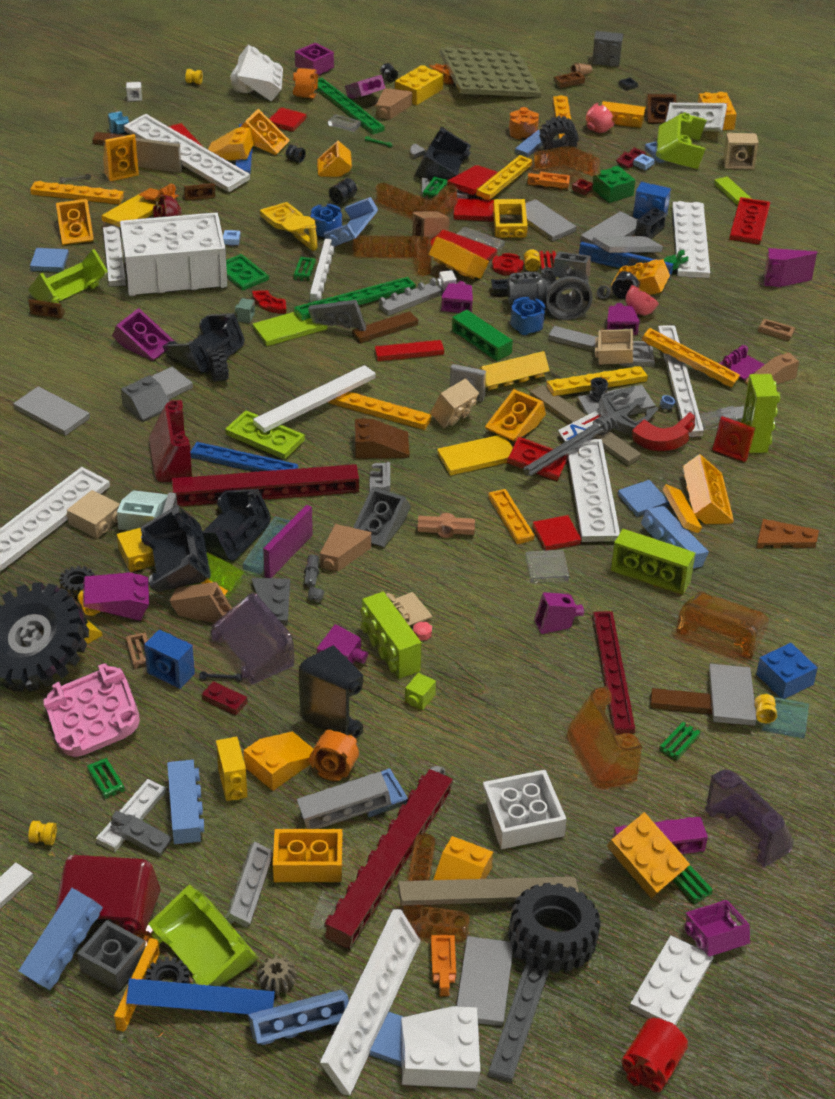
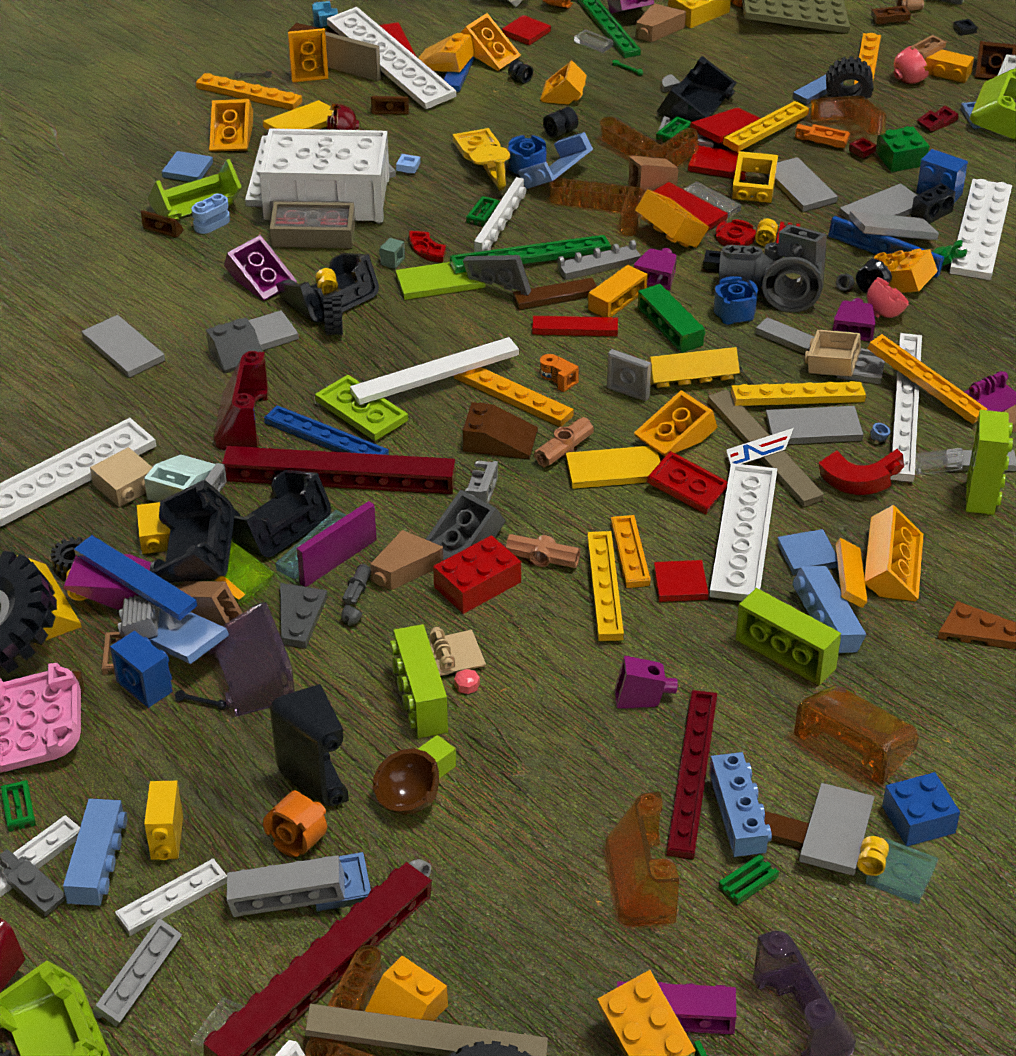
camera: 15 degrees right, 0 degrees up
(85, 296) = (210, 214): none -> light blue brick
(142, 589) = (136, 577): none -> blue tile
(151, 193) = (351, 100): orange hinge -> none
(151, 619) = (139, 616): none -> light grey brick
(174, 294) = (312, 224): none -> dark tan brick
(192, 626) = (188, 637): none -> medium blue tile
(201, 337) = (326, 280): none -> yellow wheel
(224, 698) = (195, 728): dark red plate -> none
(244, 272) = (408, 207): green tile -> none
(253, 826) = (171, 897): none -> white tile
(277, 758) = (228, 815): light orange slope -> none
(307, 855) = (217, 948): light orange brick -> none
(346, 643) = (355, 688): magenta torso -> none
(403, 549) = (477, 574): none -> red brick
(408, 710) = (407, 781): none -> reddish brown cylinder
(410, 386) = (559, 371): none -> orange leg
(433, 319) = (616, 291): none -> light orange brick
(433, 440) = (563, 441): none -> nougat piece
(445, 278) = (649, 241): white plate -> none
(455, 403) = (603, 397): tan brick -> none
(502, 544) = (605, 586): none -> yellow plate
(523, 123) = (812, 62): orange brick -> none
(524, 809) = (509, 936): white slope -> none
(547, 566) = (653, 621): clear tile -> none
(598, 387) = (793, 404): black wheel -> none
(611, 103) = (928, 46): none -> medium nougat tile
(611, 418) = (798, 443): dark grey piece -> none
(643, 161) = (951, 125): light blue plate -> none
(658, 688) = (739, 804): none -> medium blue brick
(733, 439) = (948, 491): red tile -> none

